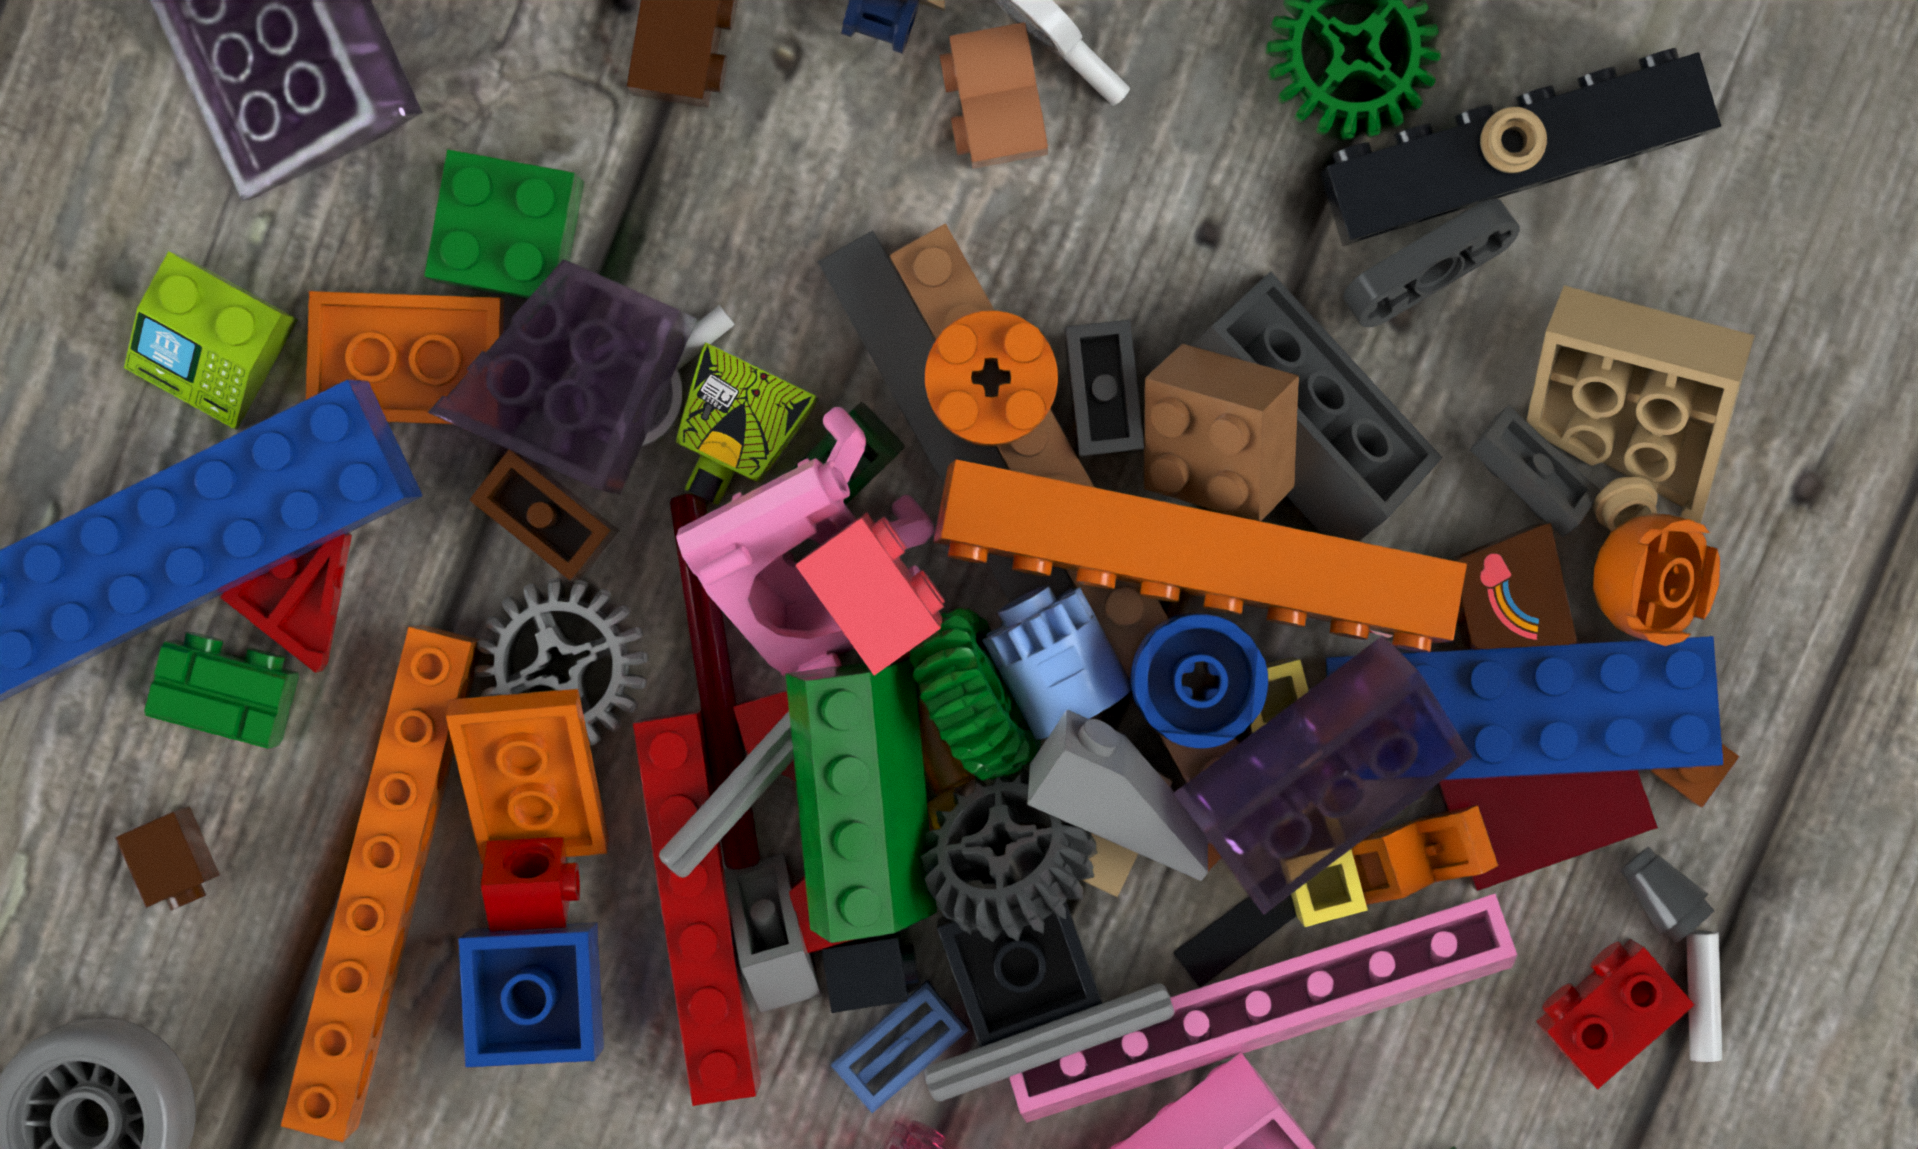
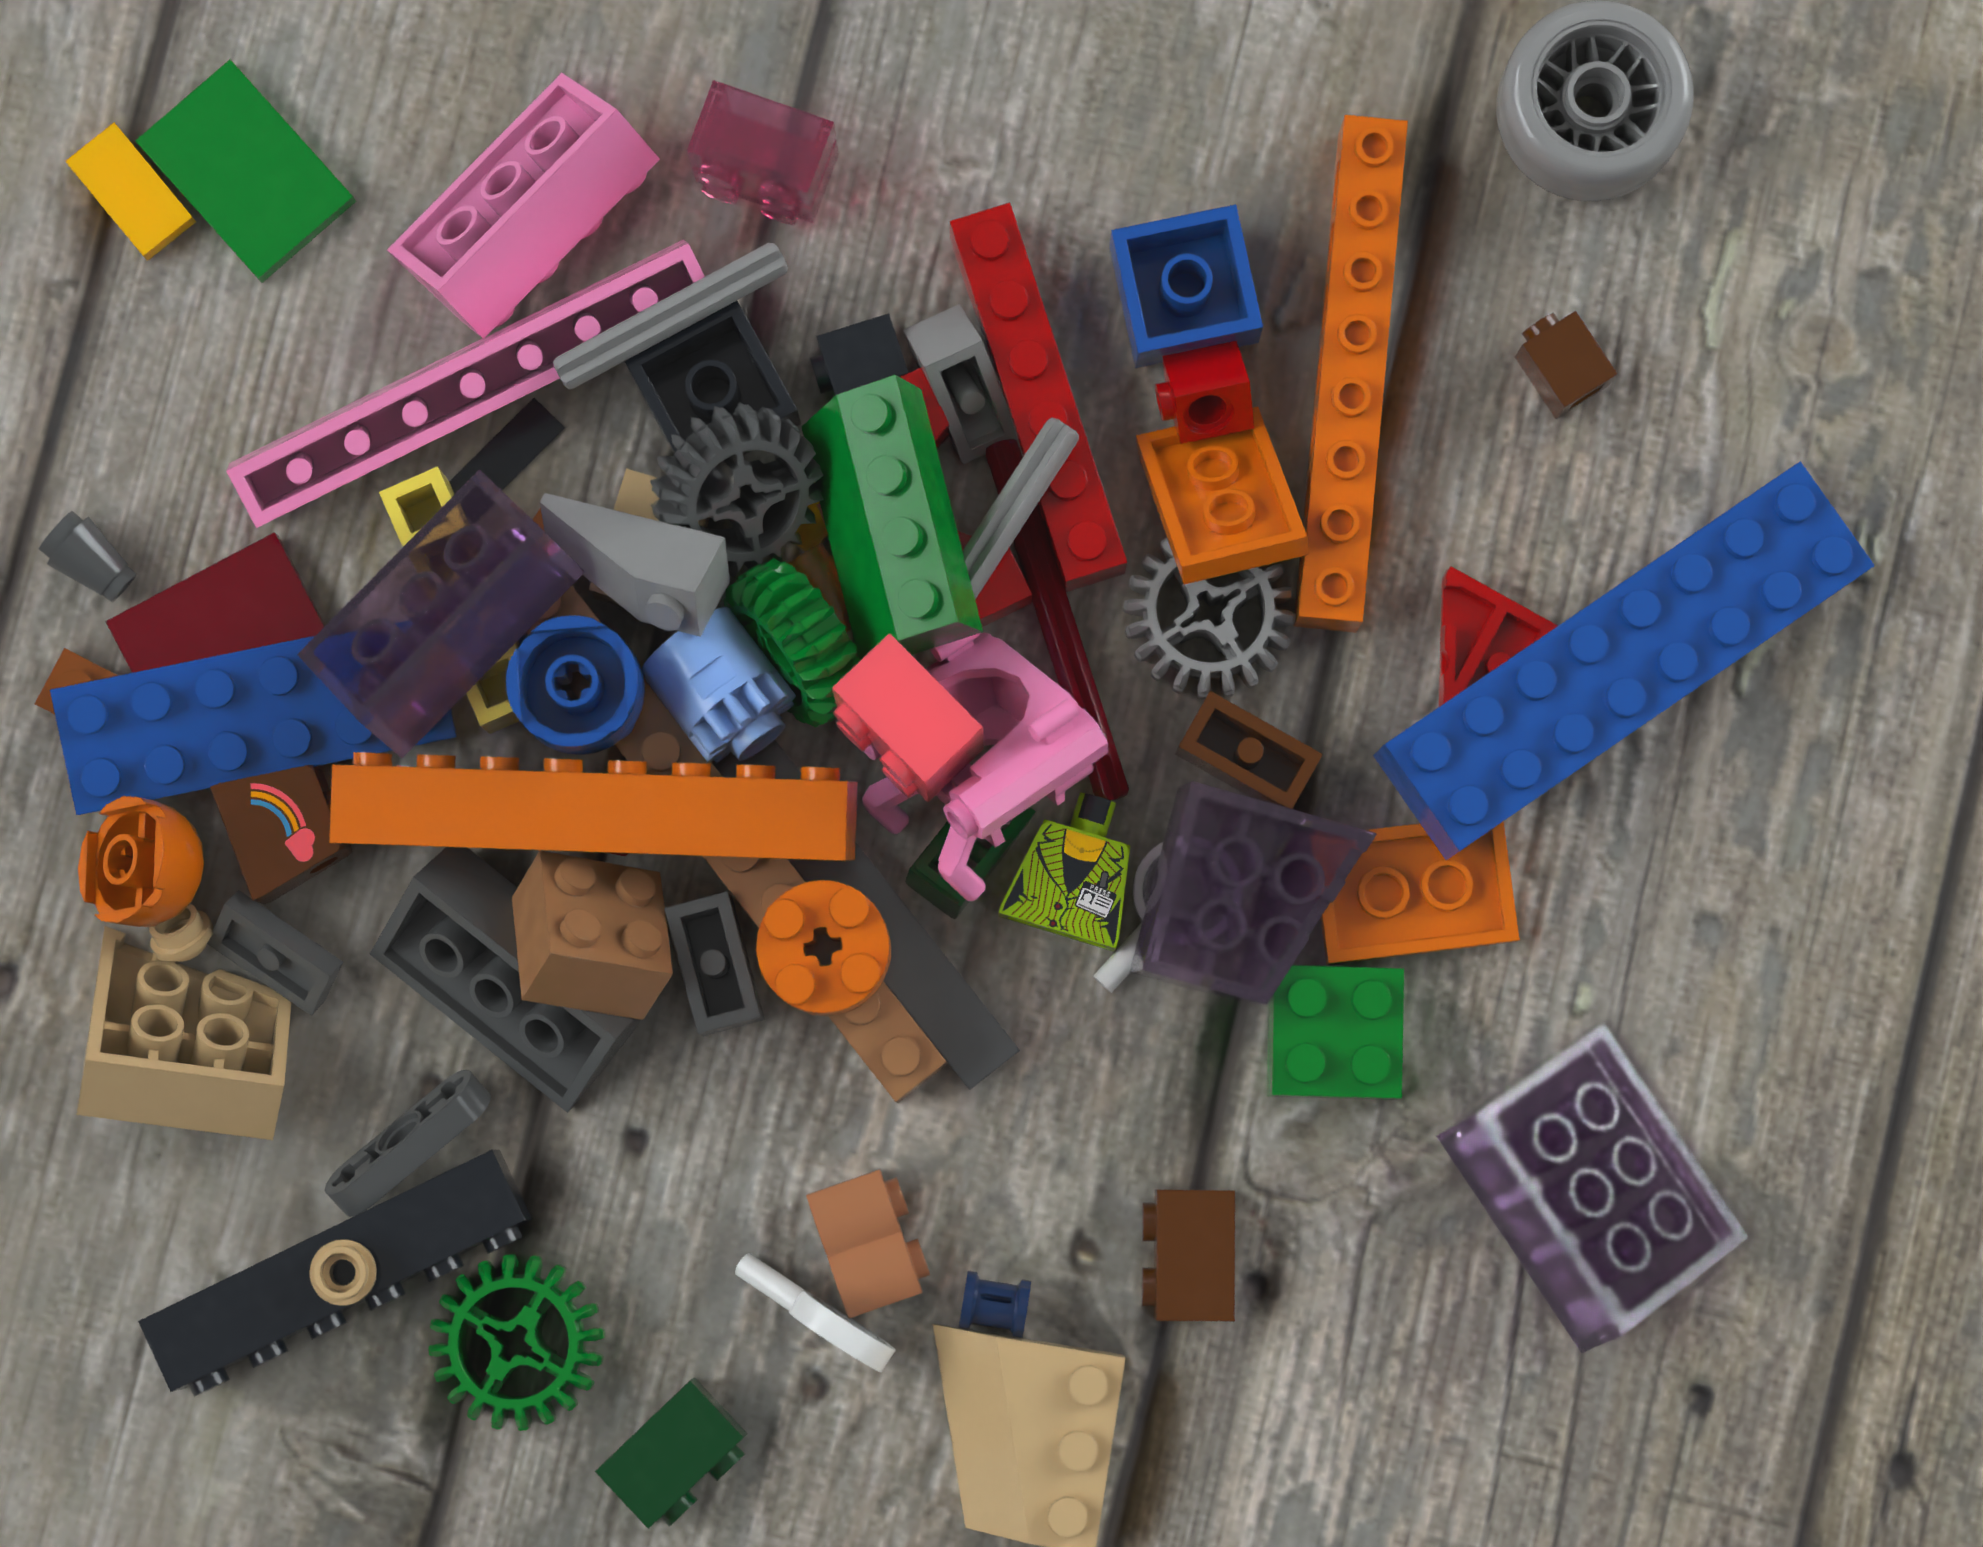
camera: 170 degrees right, 5 degrees down
(205, 339) = (1614, 878): lime slope -> none
(222, 691) = (1539, 534): green brick -> none
(940, 1011) = (786, 335): medium blue tile -> none
(1422, 853) = (332, 561): orange slope -> none
(1613, 1011) = (124, 435): red brick -> none
(1704, 992) = (36, 465): white piece -> none

